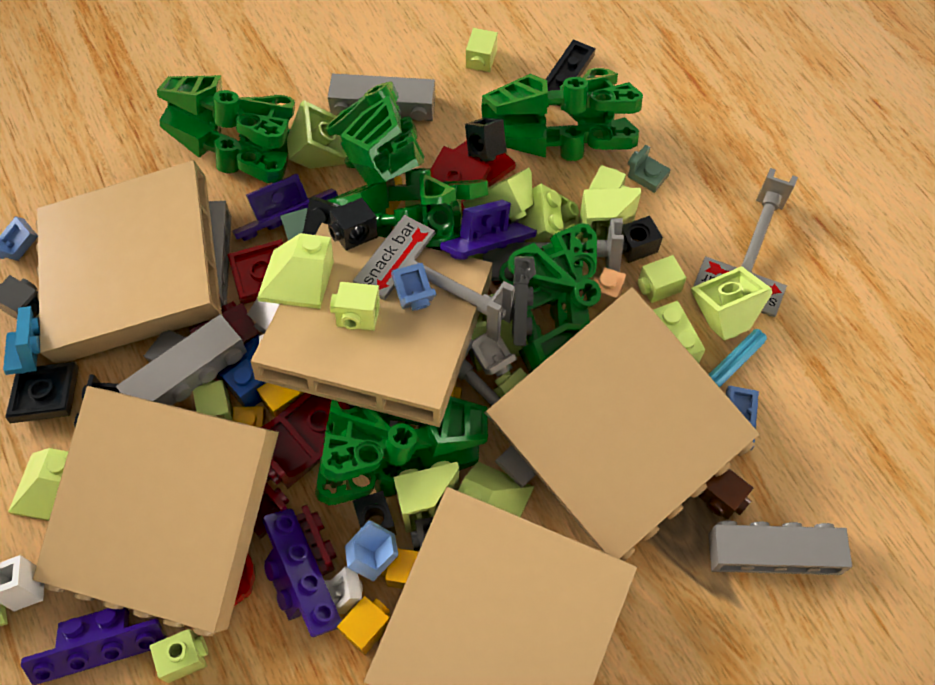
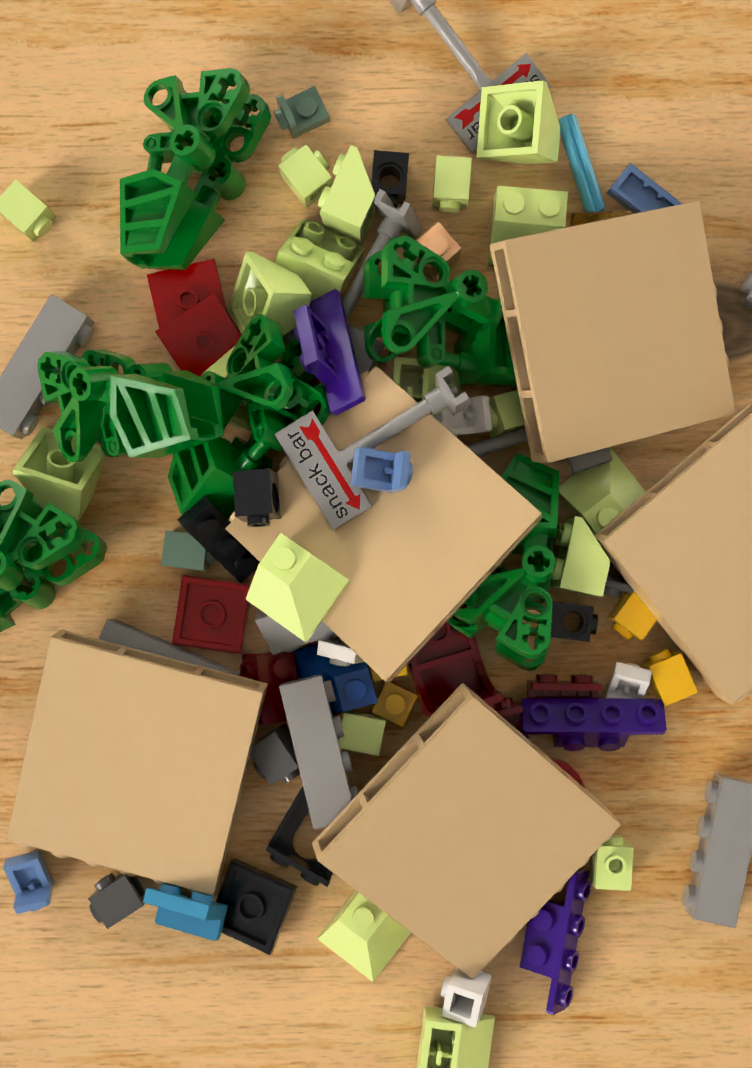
camera: 60 degrees left, 25 degrees up
(276, 200) = (136, 556): dark purple bracket -> none
(356, 306) = (377, 543): yellowish green brick -> none
(371, 550) = (609, 640): light blue panel -> none
(485, 138) = (182, 280): black brick -> none
(521, 324) = (440, 355): dark grey hinge -> none
(571, 64) = (110, 124): black plate -> none
(726, 494) = (726, 261): reddish brown brick -> none

